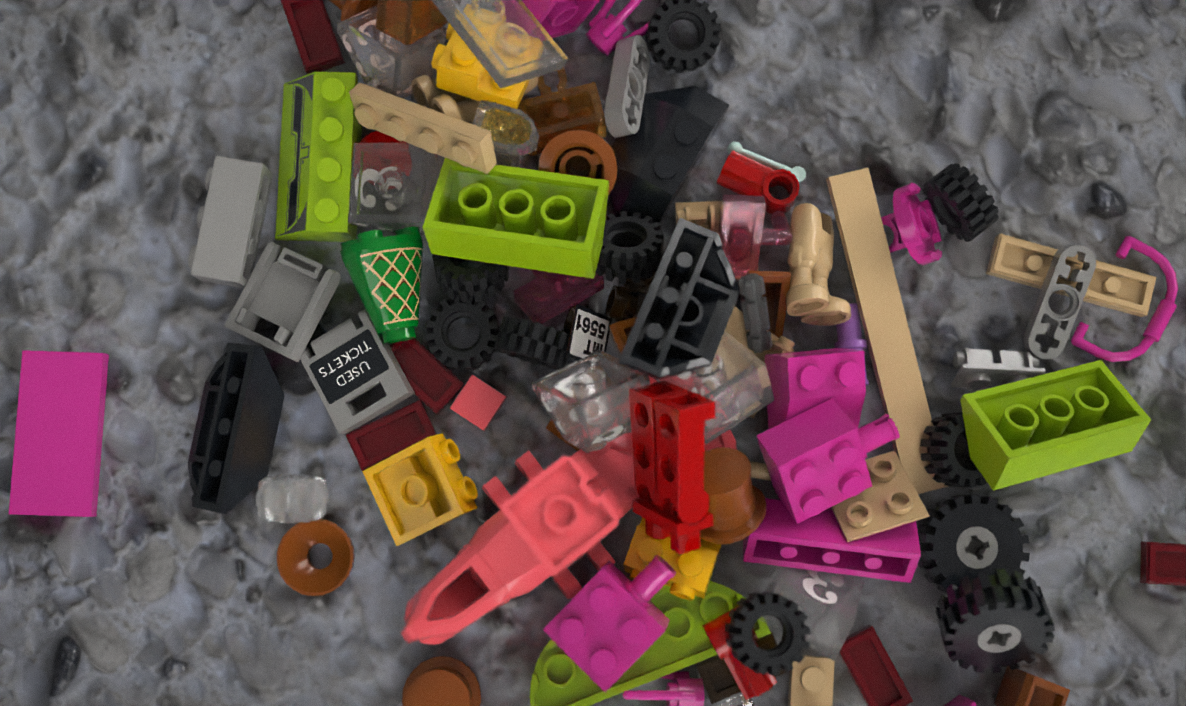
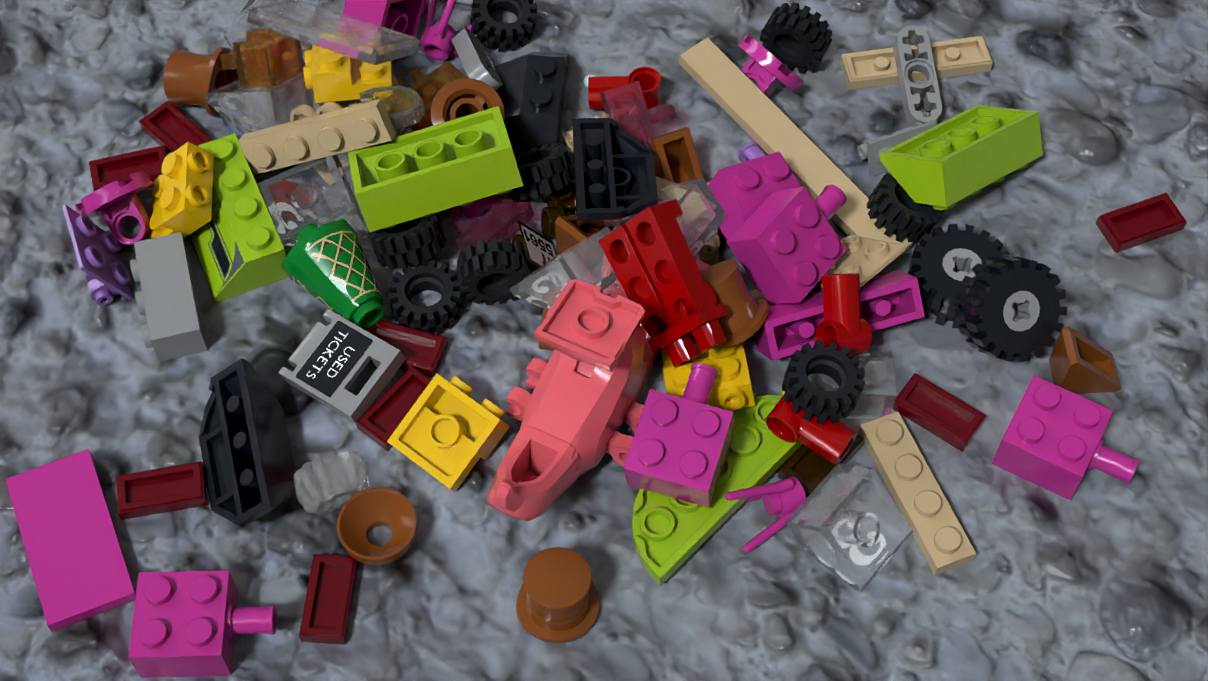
camera: 25 degrees left, 25 degrees down
(122, 575) = (190, 622): none -> dark pink brick
(152, 421) = (161, 490): none -> dark red tile
(178, 151) = (98, 258): none -> medium lavender hinge
(221, 99) = (117, 202): none -> dark pink tile
(250, 599) = (328, 599): none -> dark red tile
(253, 55) = (121, 166): none -> dark red tile
(280, 122) = (183, 192): none -> yellow plate
(286, 294) = (251, 331): light grey container -> none
(478, 402) = (467, 349): coral tile -> none
(755, 312) = (670, 160): dark grey axle -> none
(810, 264) = (710, 135): tan piece -> none
(823, 572) = (843, 314): none -> red piece
(1159, 319) = (1005, 64): dark pink piece -> none

